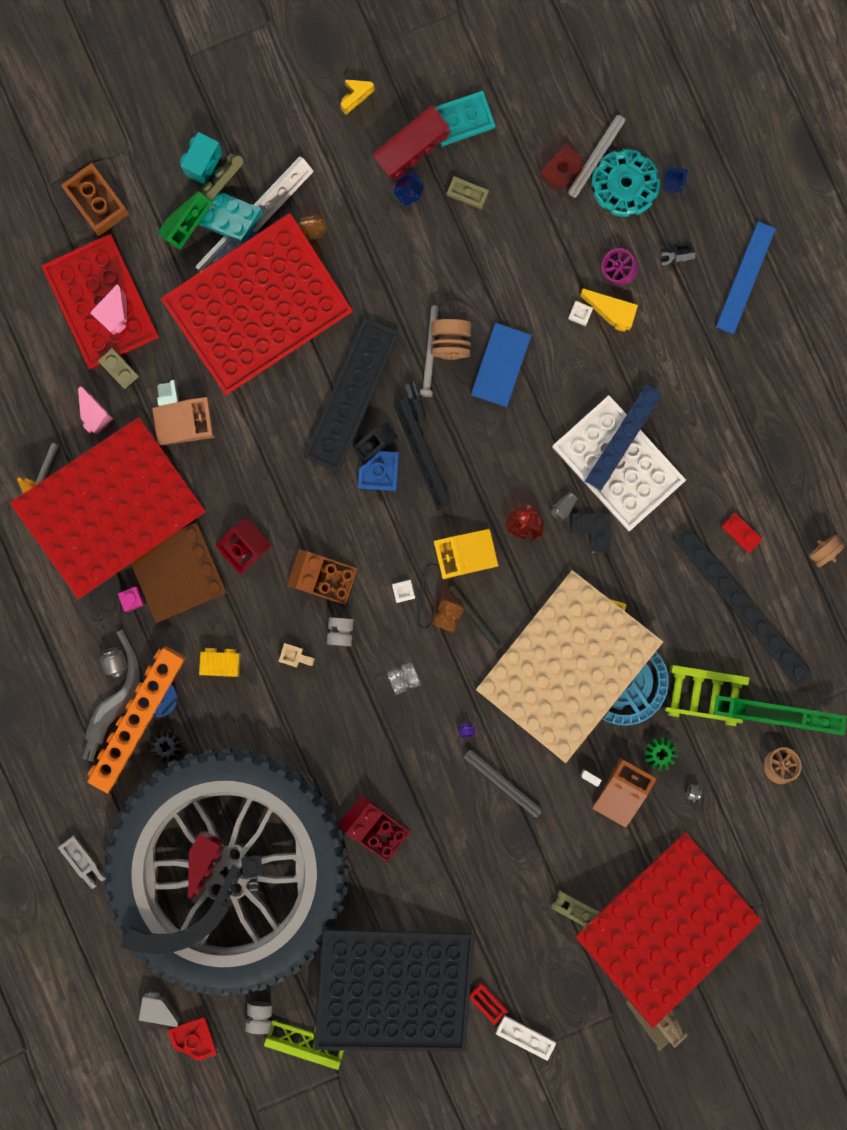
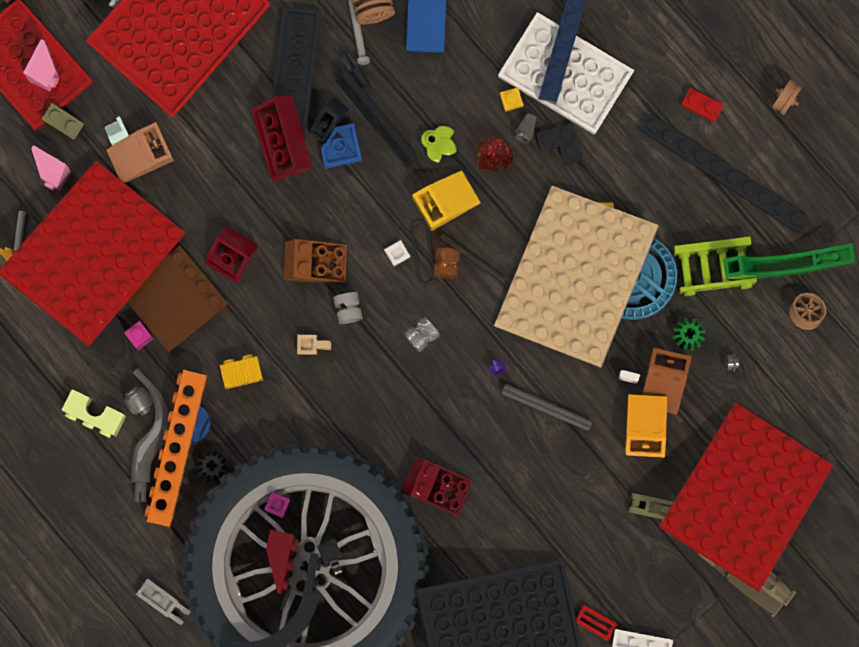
camera: 15 degrees left, 5 degrees down
(53, 651) = (77, 407): none -> yellowish green arch
(214, 807) = (277, 504): none -> magenta tile
(324, 447) = (281, 138): none -> dark red slope
(477, 497) = (441, 145): none -> lime plate
(558, 473) = (511, 99): none -> yellow plate
(592, 832) = (646, 425): none -> light orange slope

